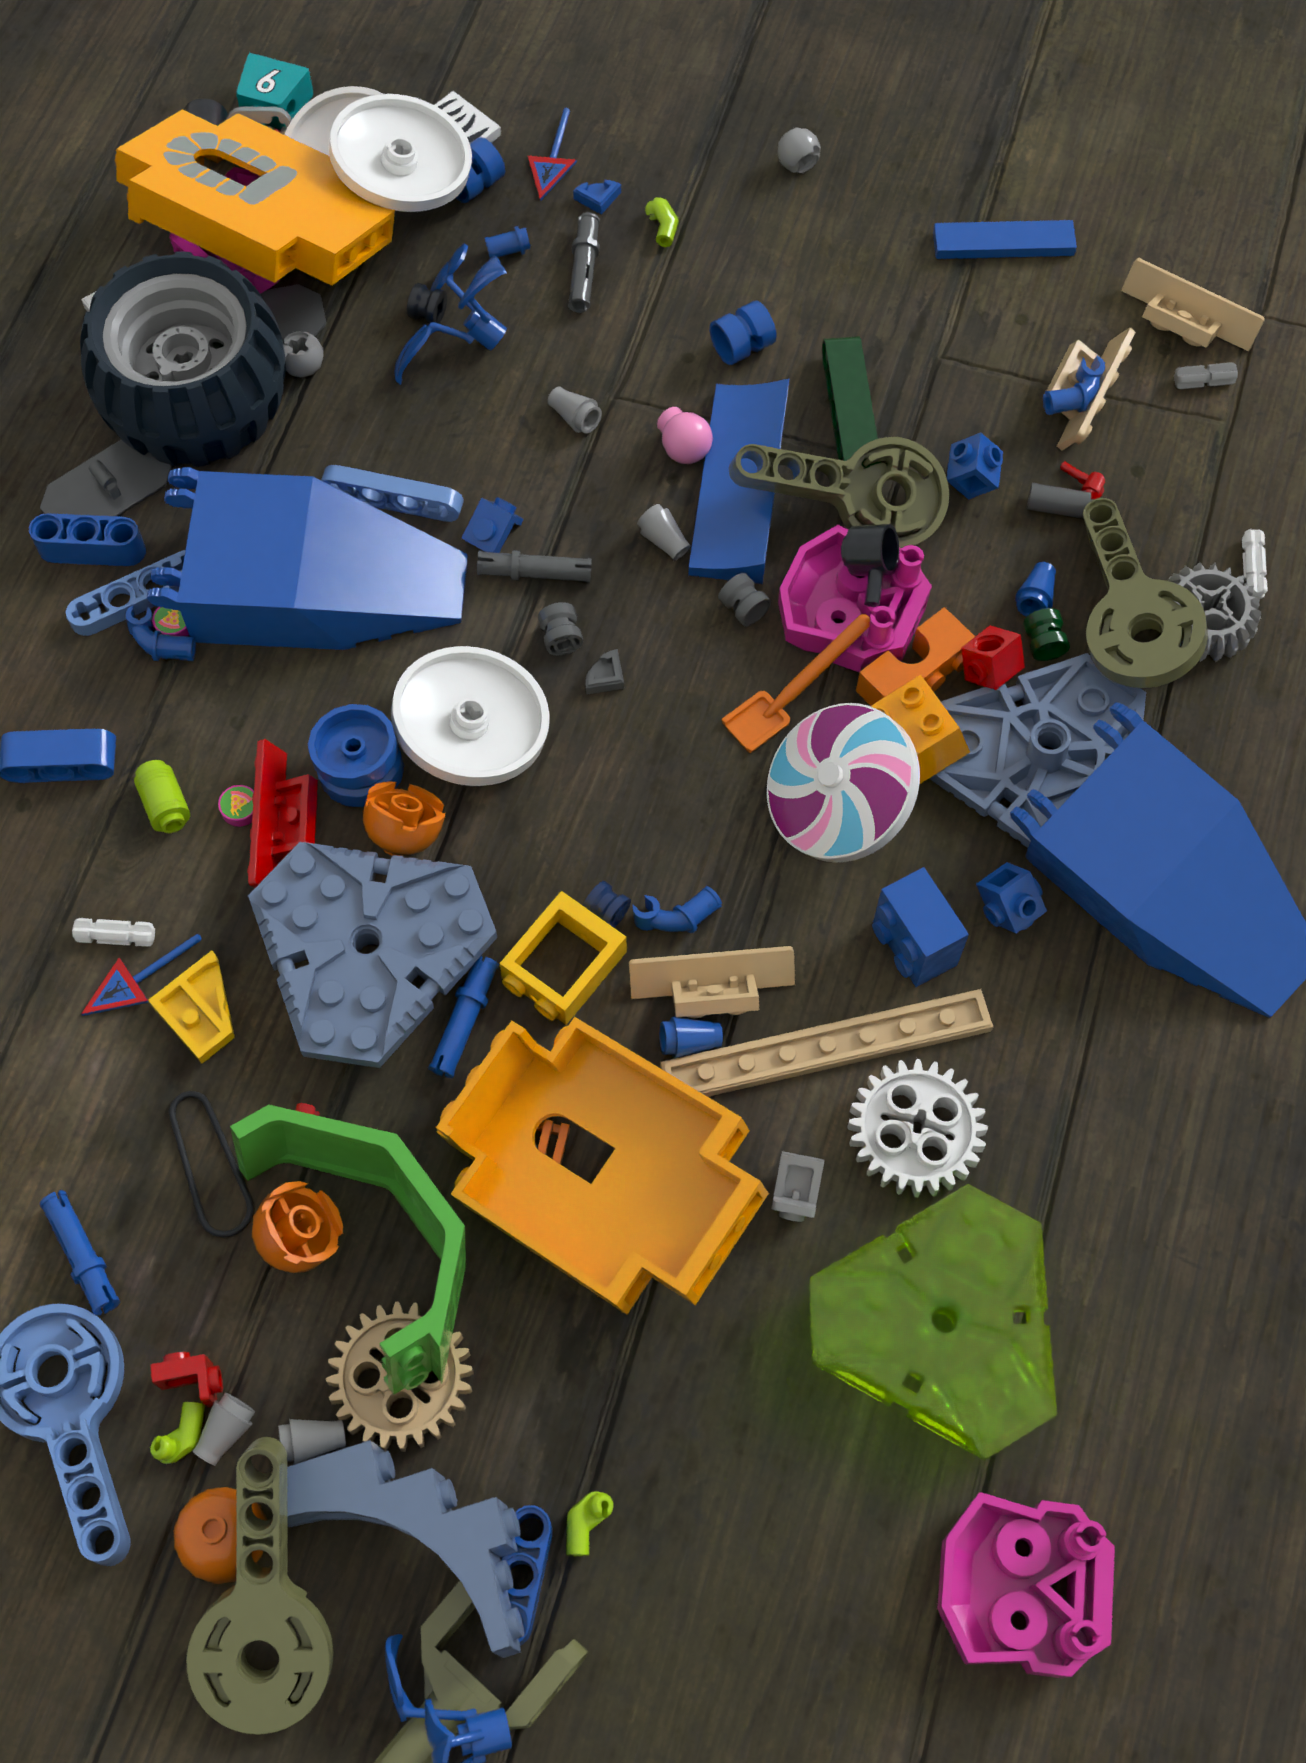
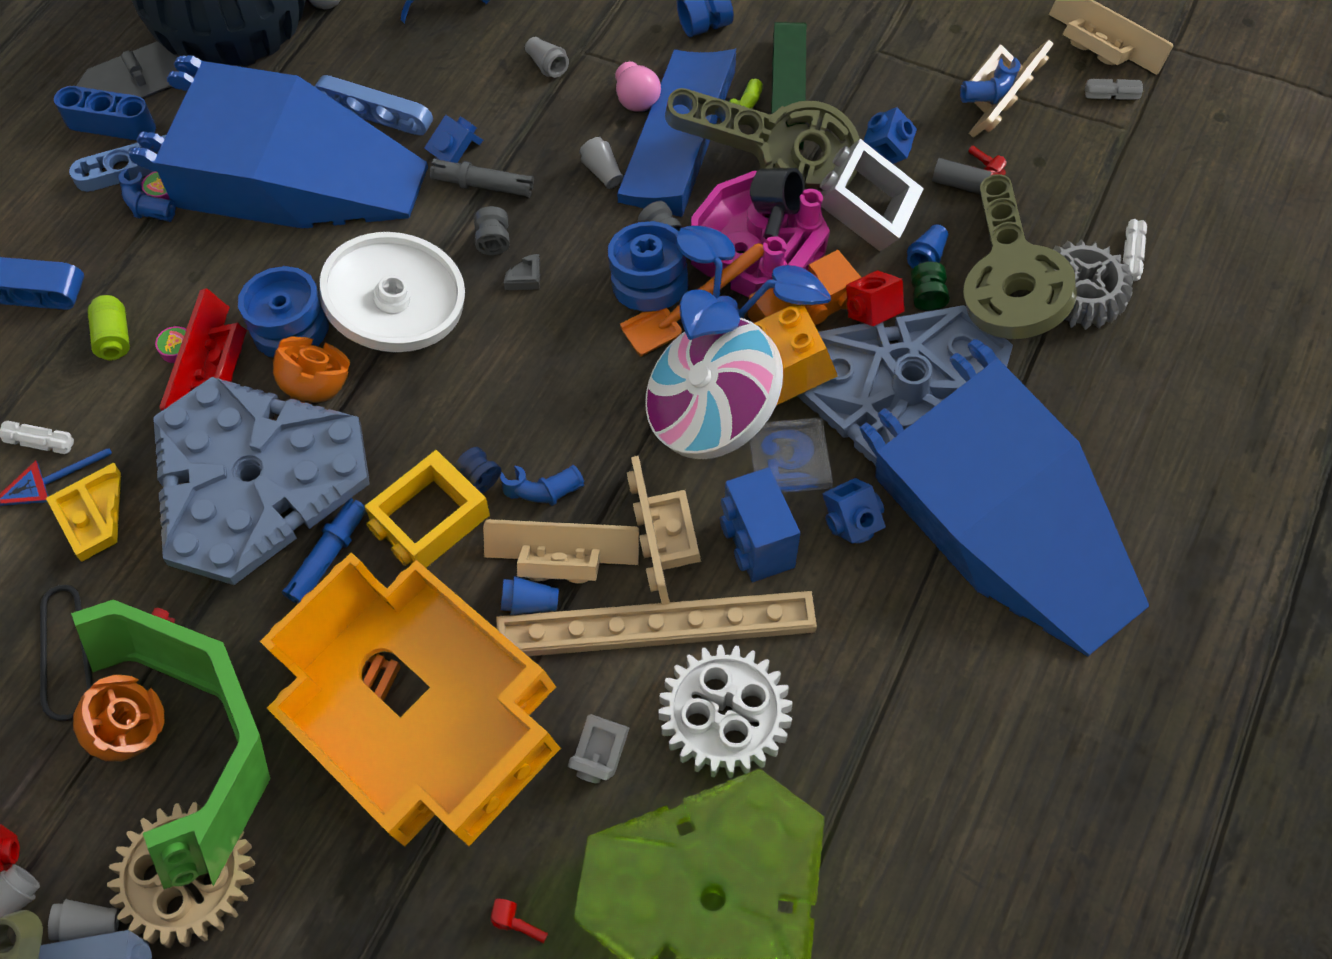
camera: 10 degrees right, 5 degrees down
(735, 1370) = (504, 918): none -> red hand
(743, 651) = (647, 266): none -> blue wheel
(812, 433) = (750, 95): none -> lime arm
(822, 944) = (668, 528): none -> tan bracket
(831, 702) = (716, 314): none -> blue plant
(936, 840) = (794, 453): none -> clear tile
(998, 554) = (857, 215): none -> light grey window

